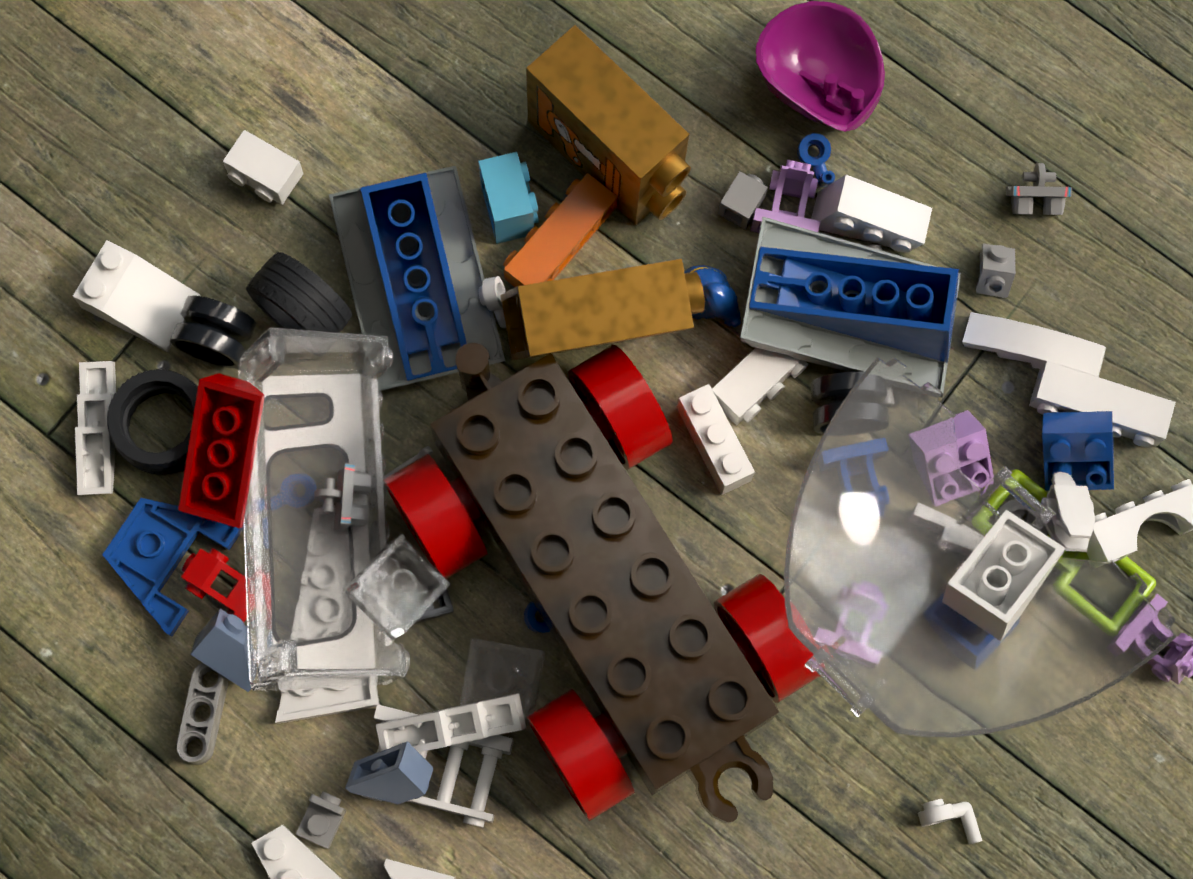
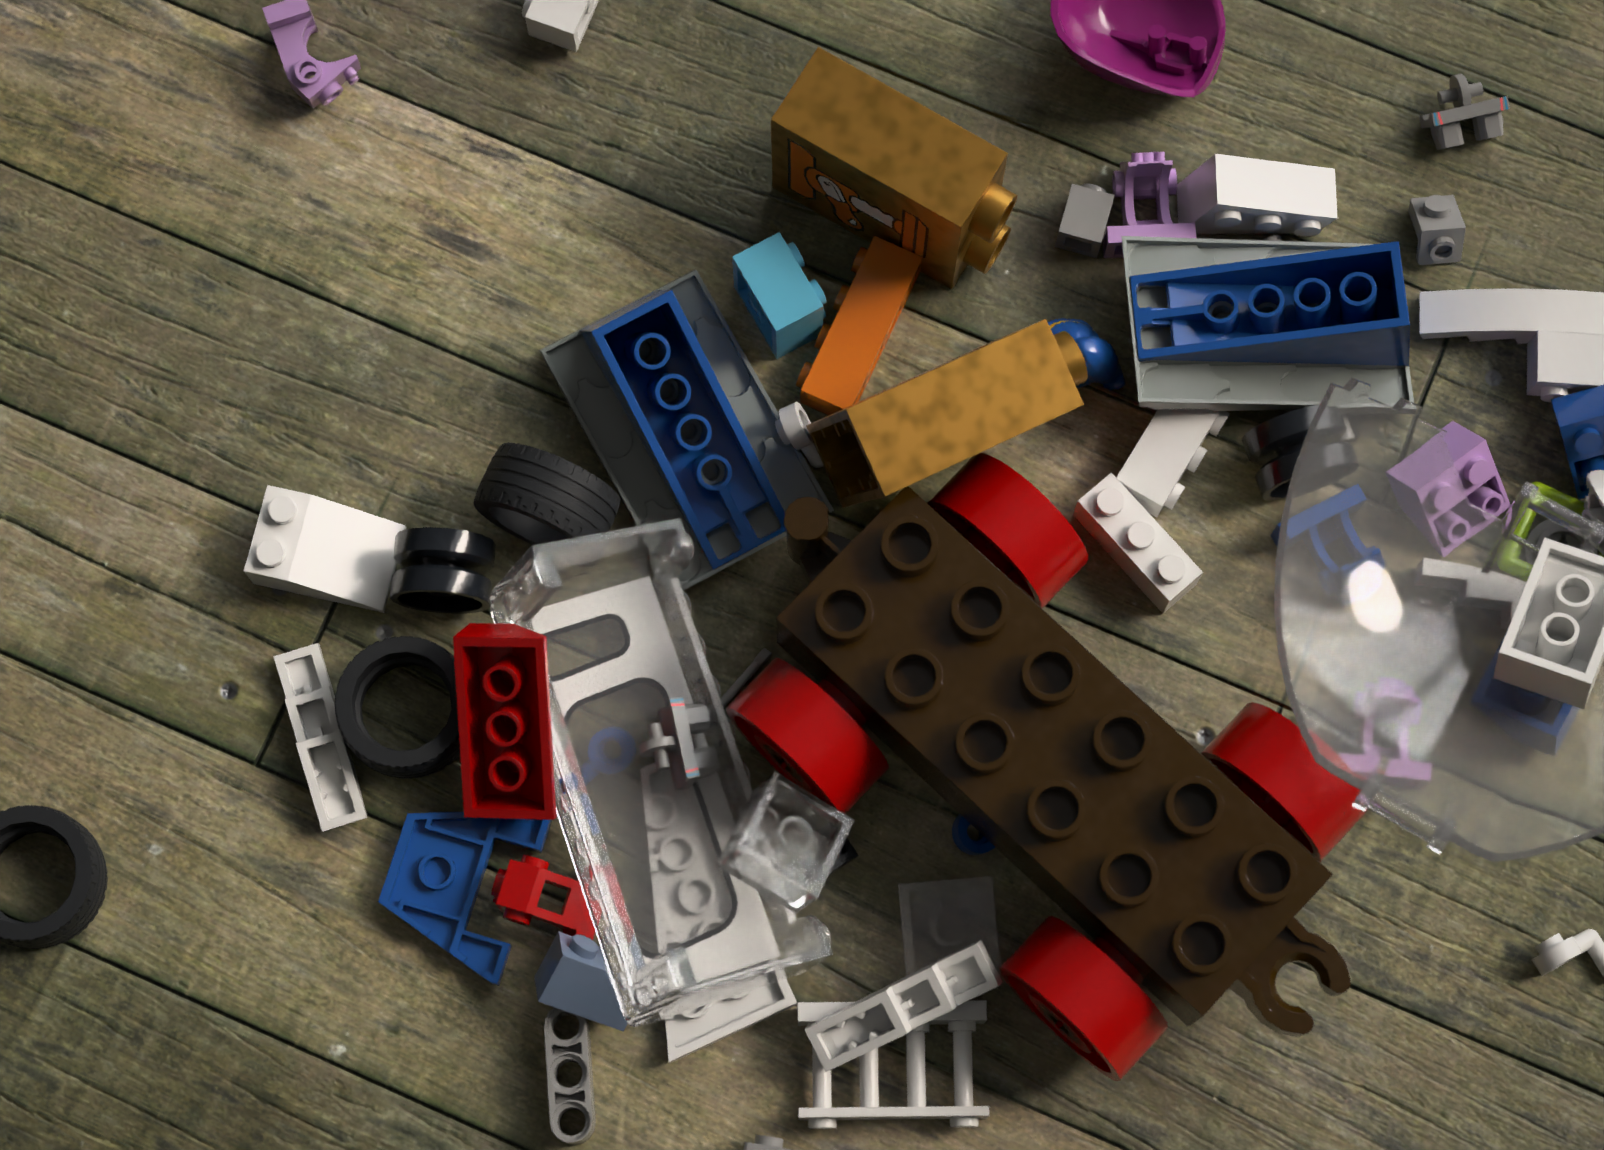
camera: 10 degrees left, 0 degrees up
(262, 167) = (444, 337): white brick -> none
(391, 775) = (844, 1089): sand blue slope -> none
(818, 163) = (1172, 133): blue plate -> none

